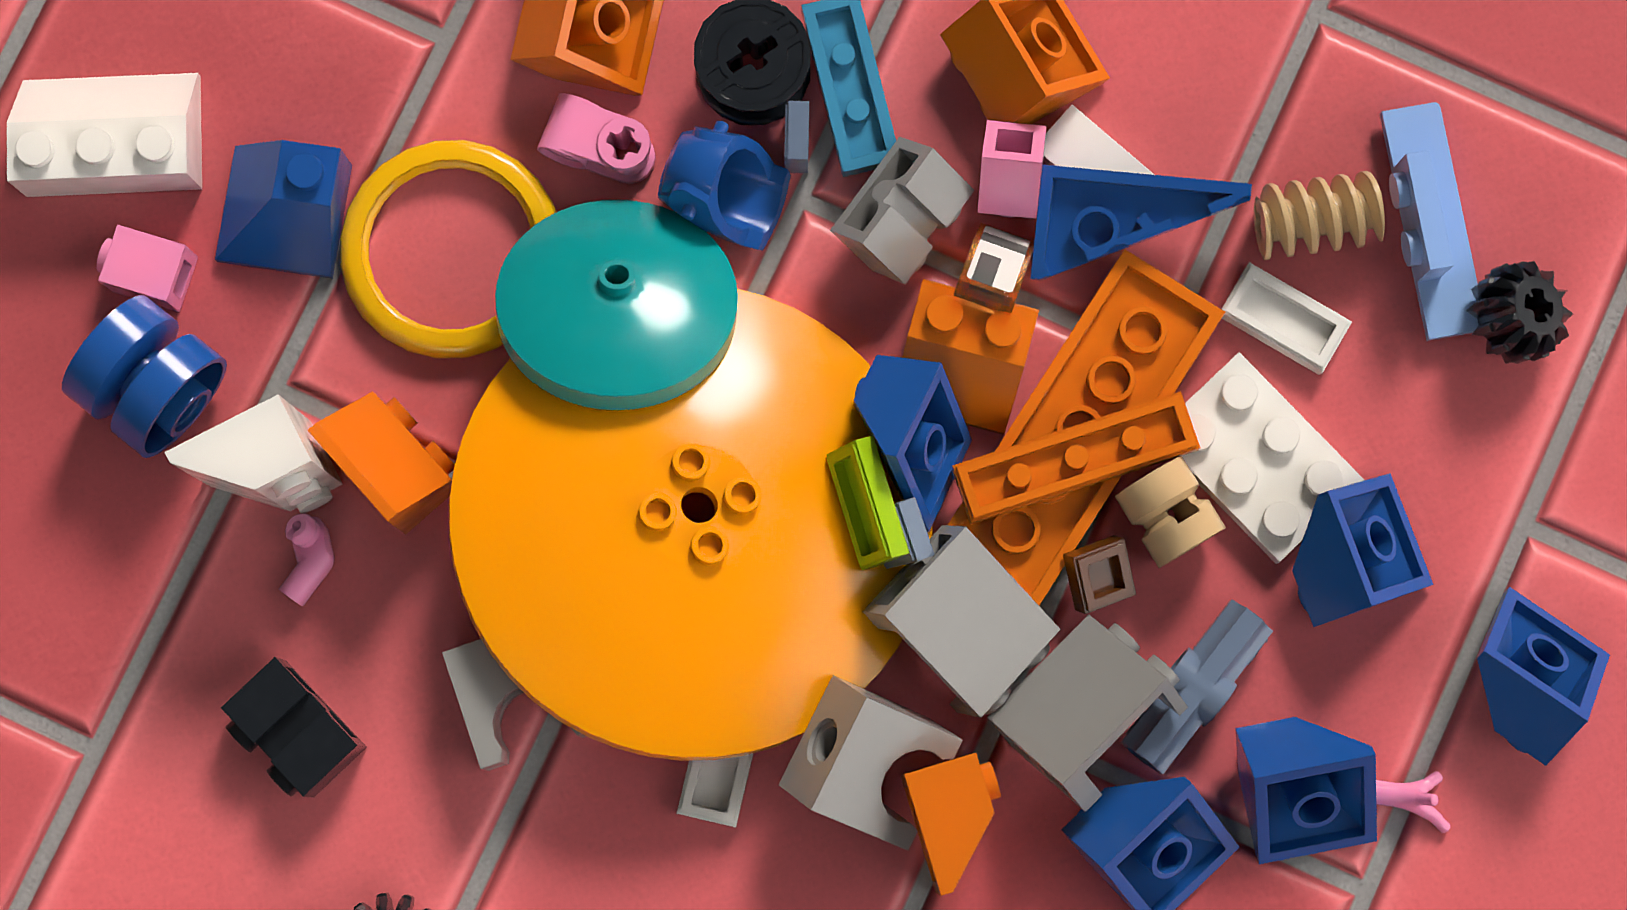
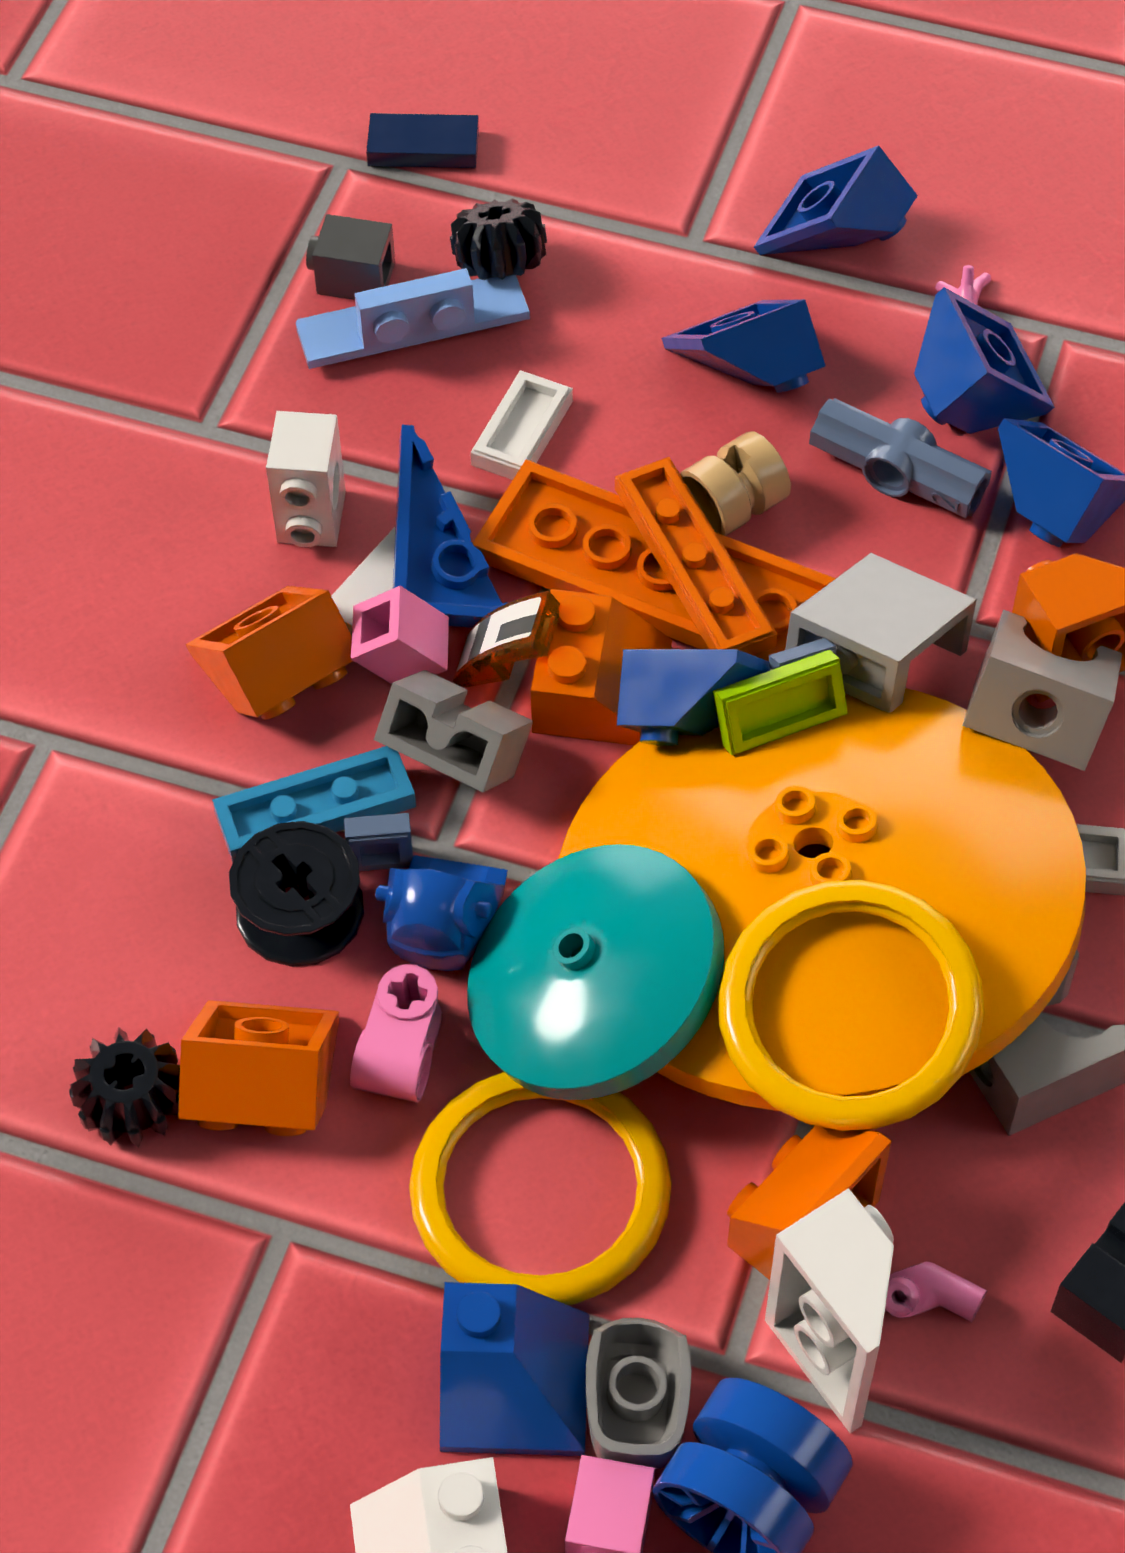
camera: 95 degrees left, 25 degrees down
(240, 297) = (637, 1391): none -> light grey piece
(579, 584) = (831, 1110): none -> yellow wedge
(1082, 704) = (947, 519): light grey panel -> none
(1099, 574) = (805, 540): reddish brown tile -> none
(1203, 91) = (306, 478): none -> white brick
(1261, 457) = (670, 413): white plate -> none
(1318, 213) = (420, 389): tan piece -> none
(1514, 163) = (351, 256): none -> dark grey brick

